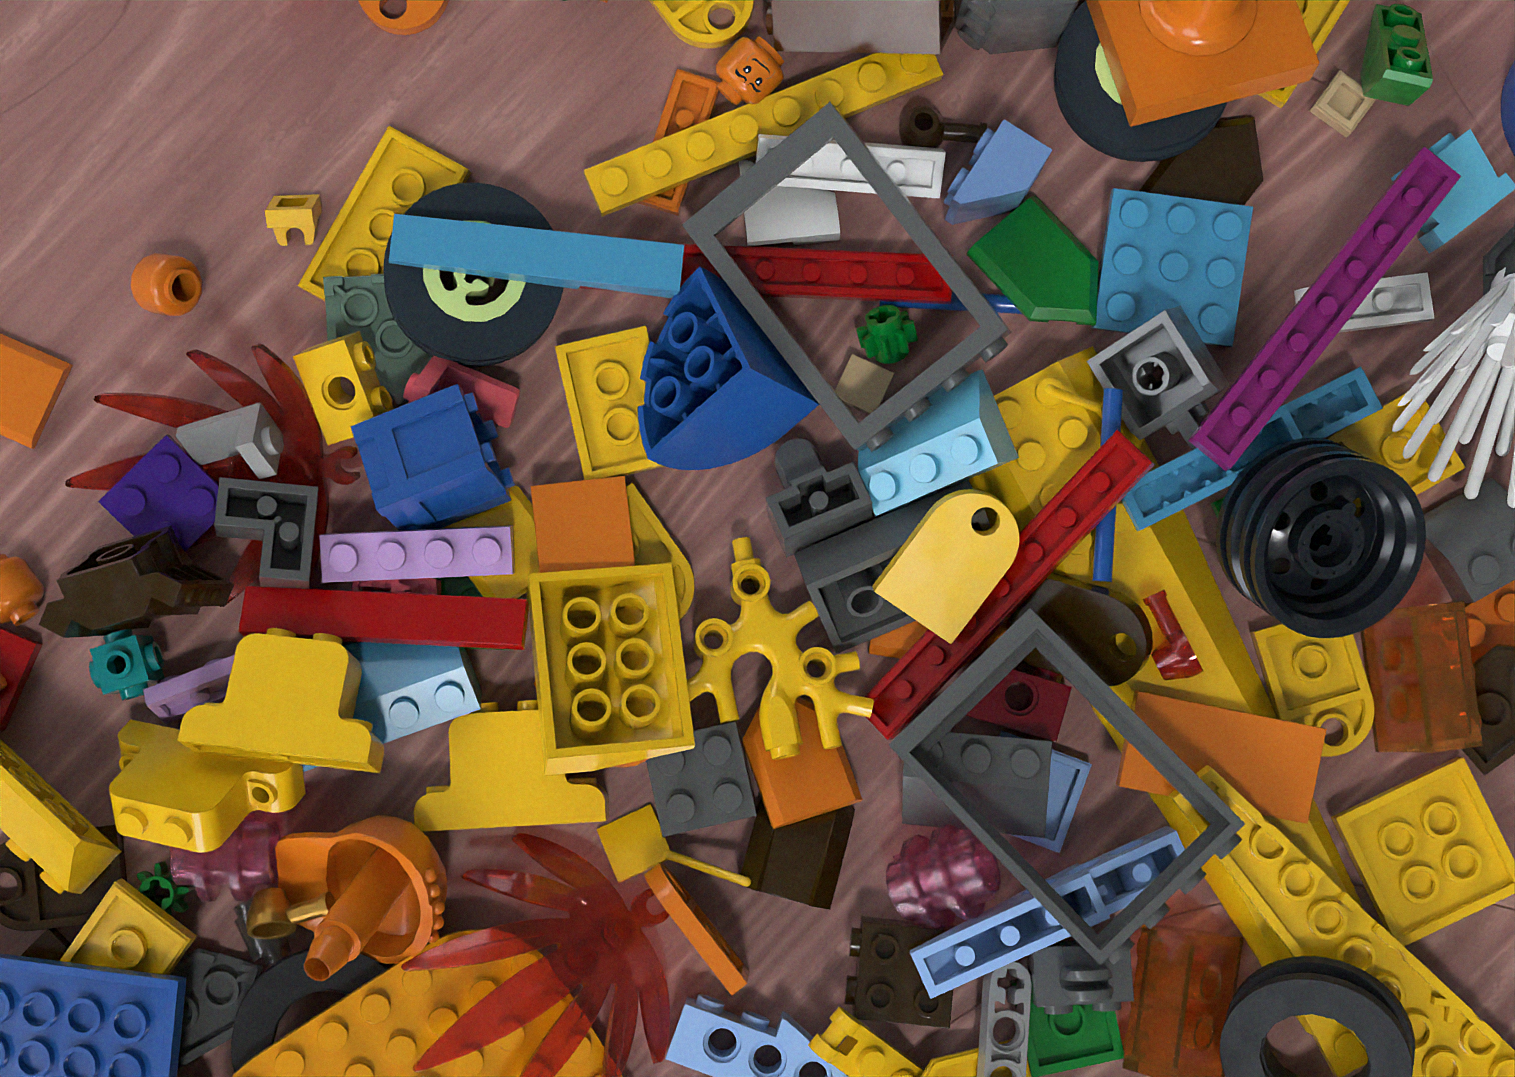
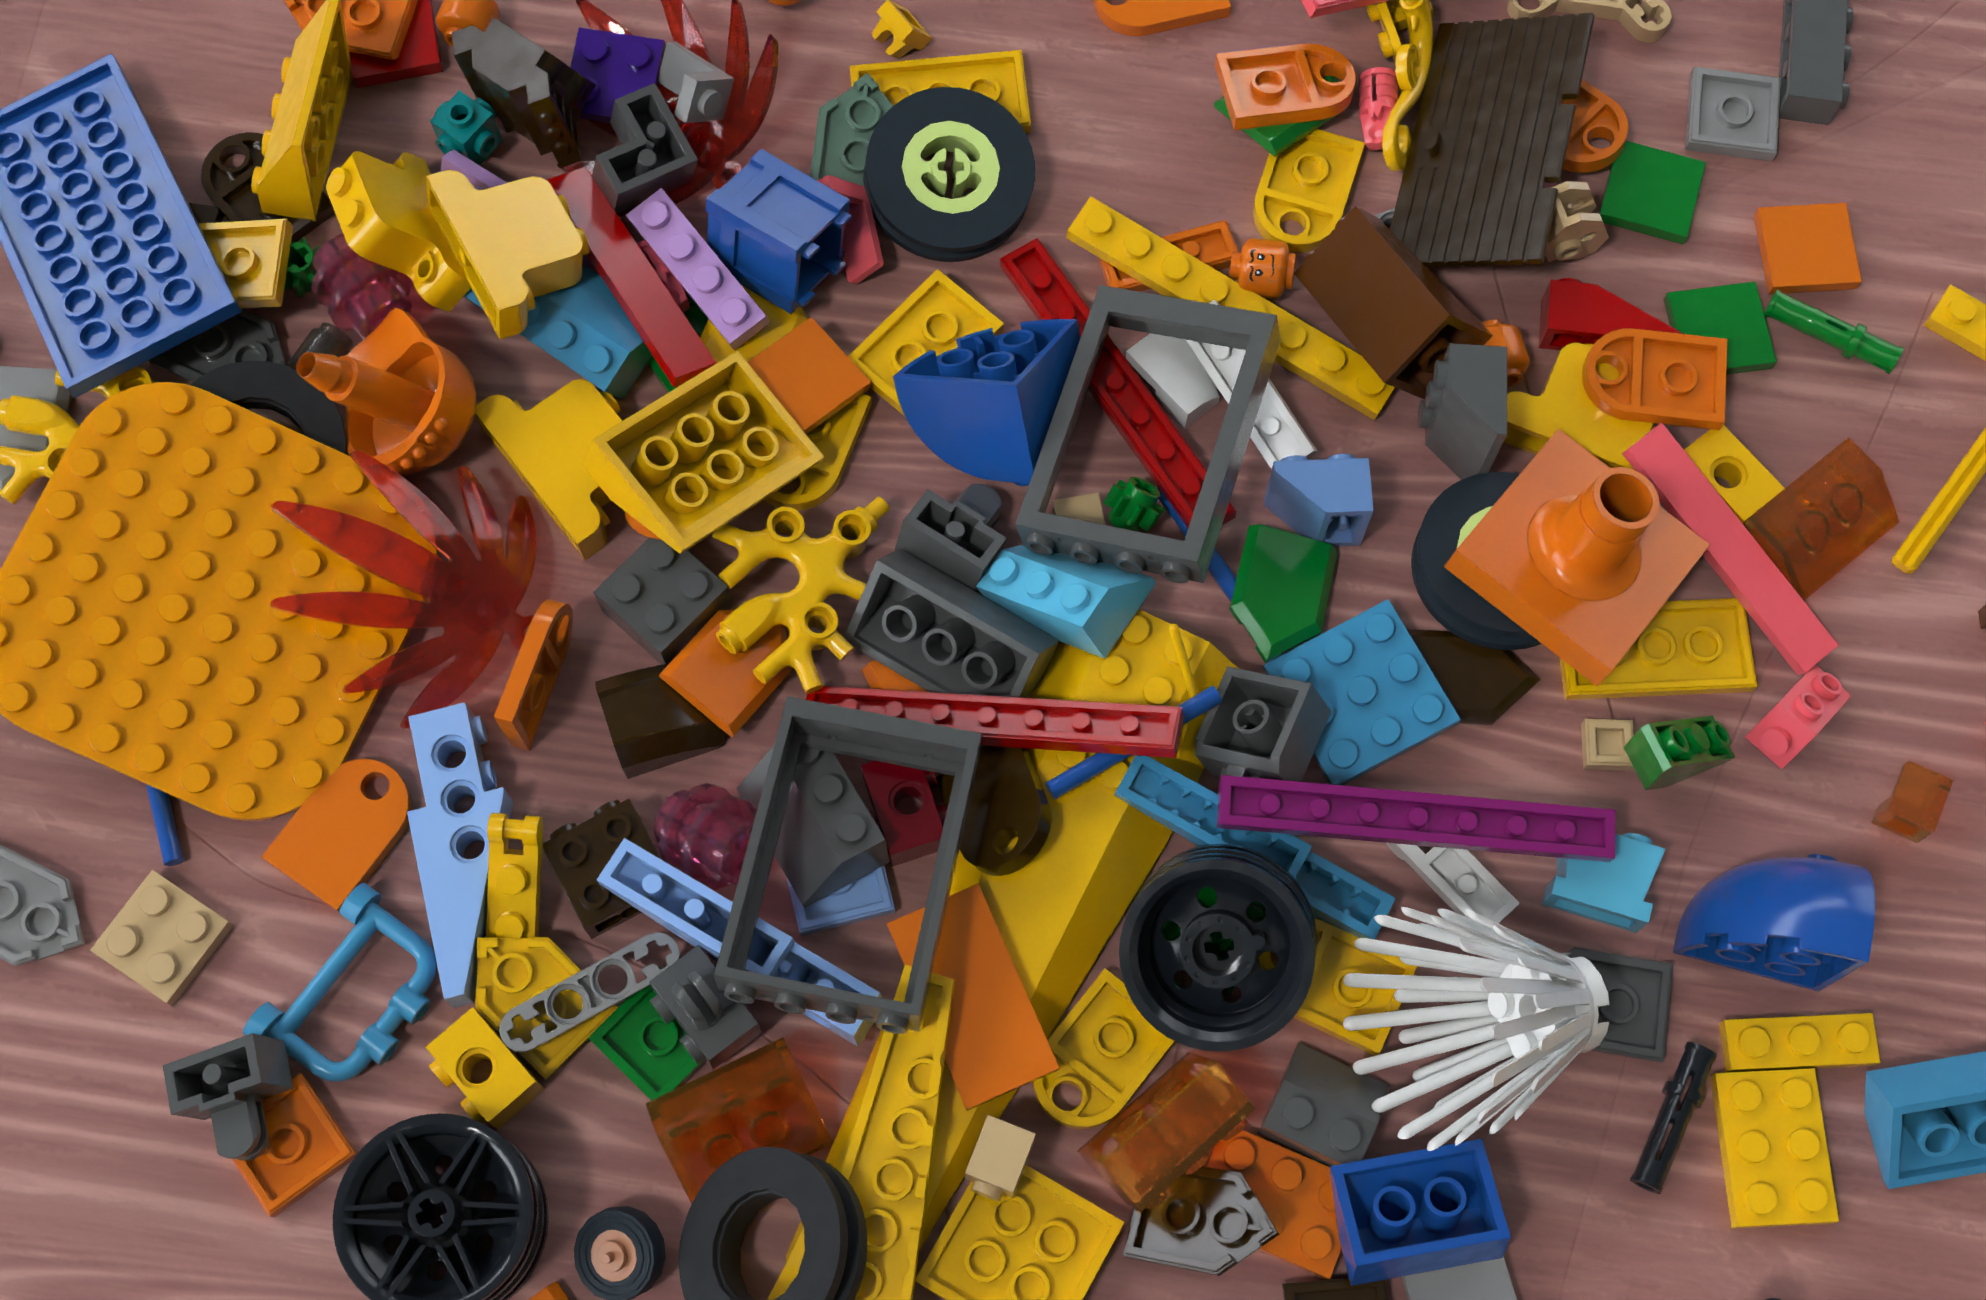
camera: 50 degrees right, 15 degrees down
(274, 916) = (334, 339): pearl gold bar -> none
(321, 374) = (789, 116): yellow brick -> none
(537, 255) = (997, 201): dark azure slope -> none
(638, 844) = (574, 585): yellow piece -> none
(940, 130) = (1325, 438): dark brown bar -> none
(948, 565) = (973, 657): yellow tile -> none
(1174, 654) = (1034, 894): clear red bar -> none
(1360, 823) = (999, 1158): none -> tan brick

